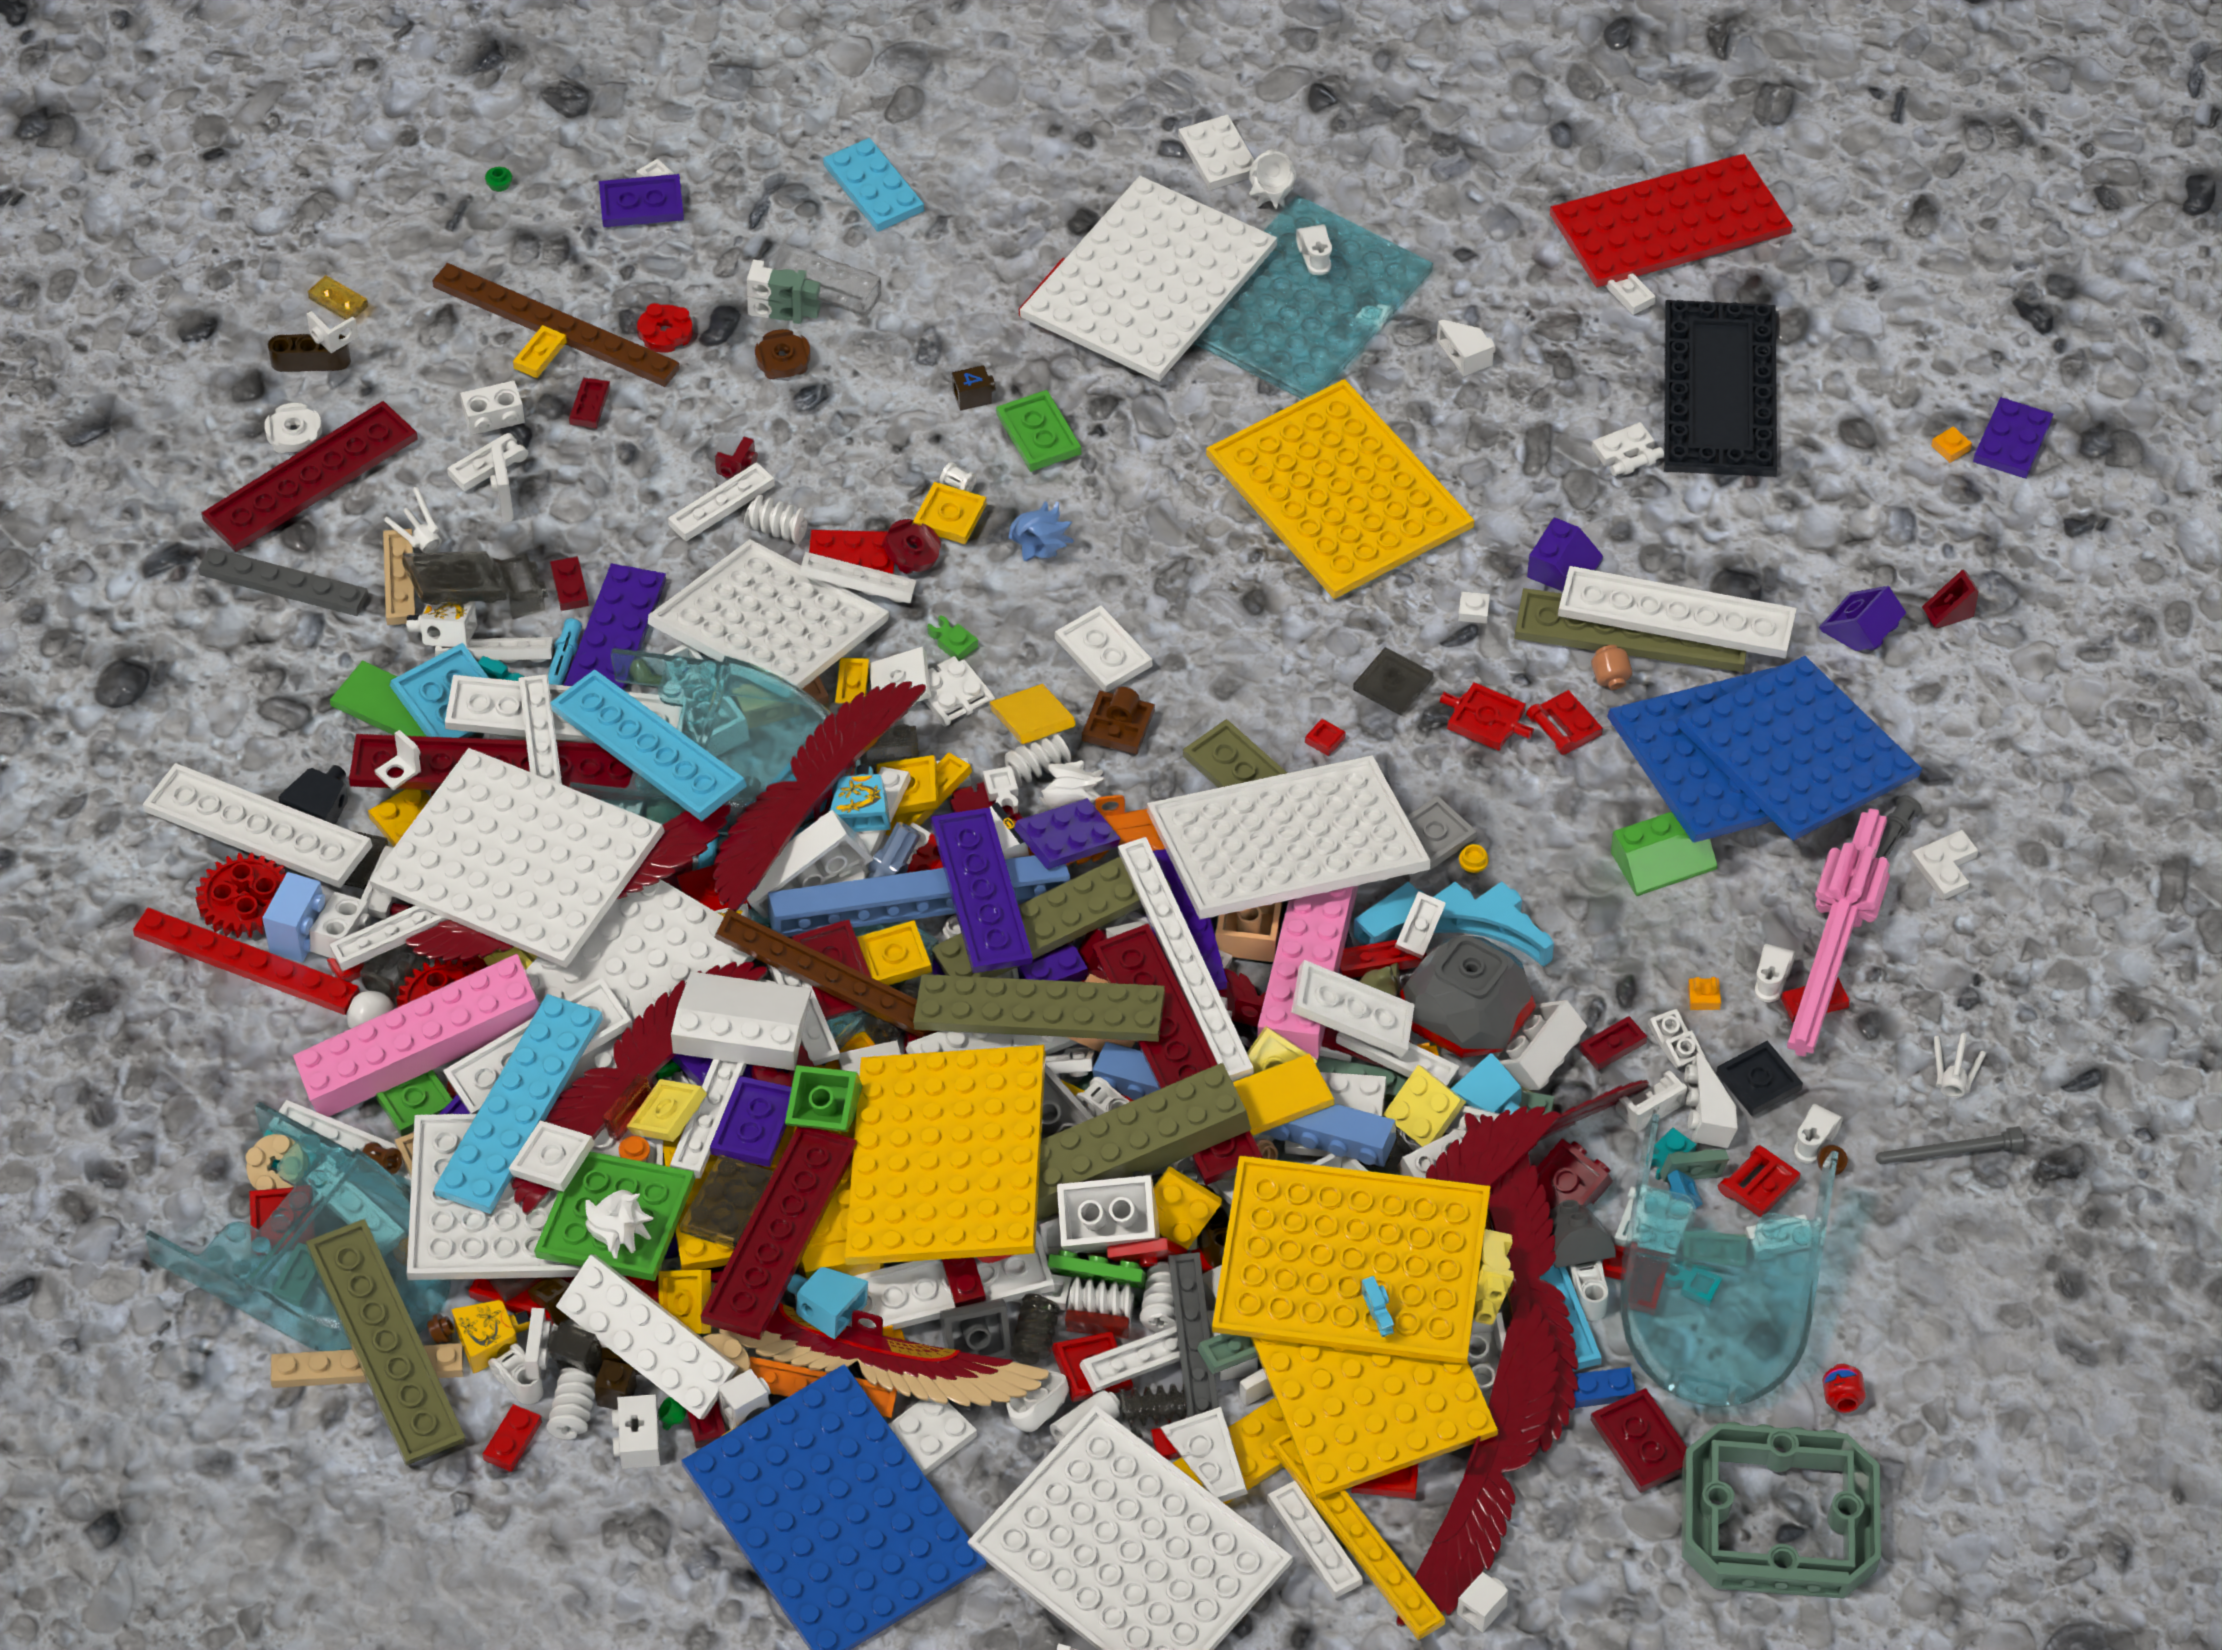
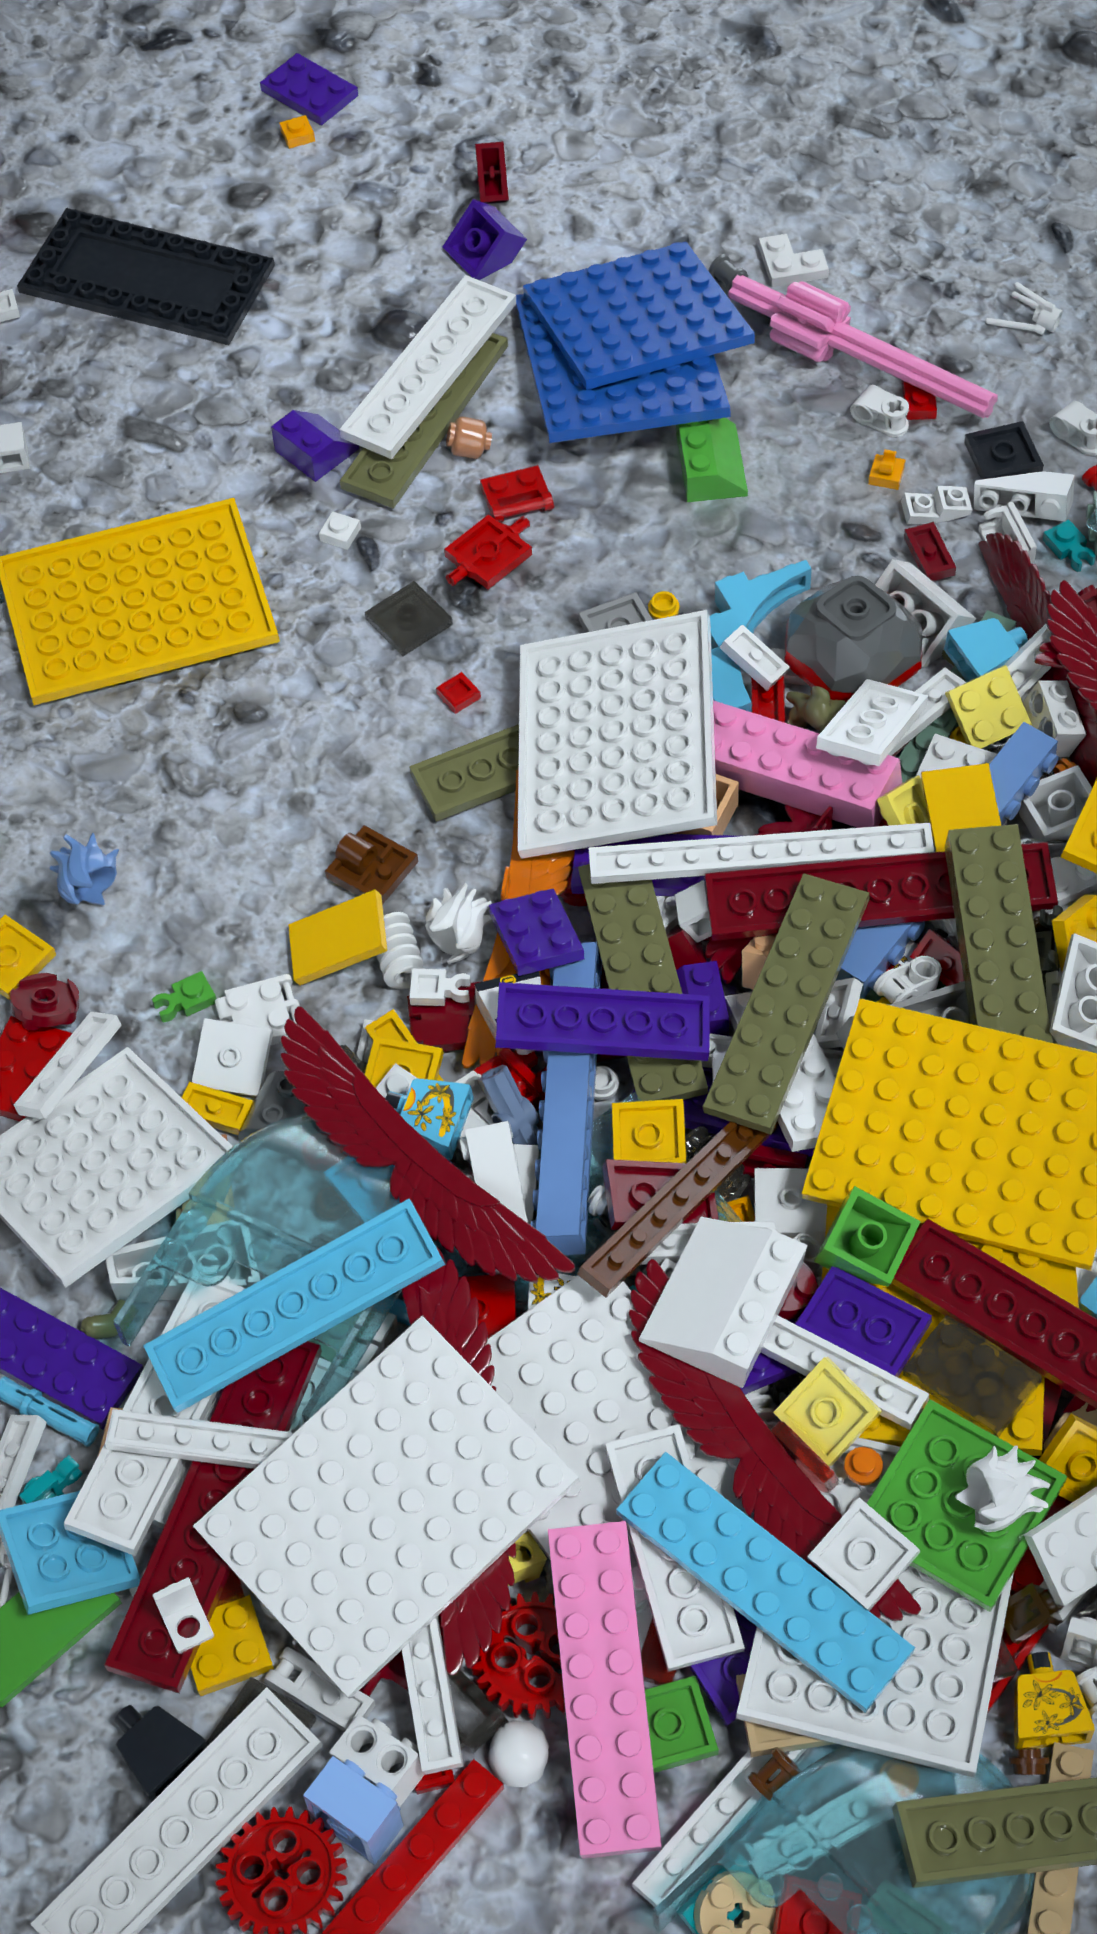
camera: 70 degrees left, 5 degrees up
(1103, 649) = (264, 856): white plate -> none
(1624, 444) = (183, 362): white plate -> none

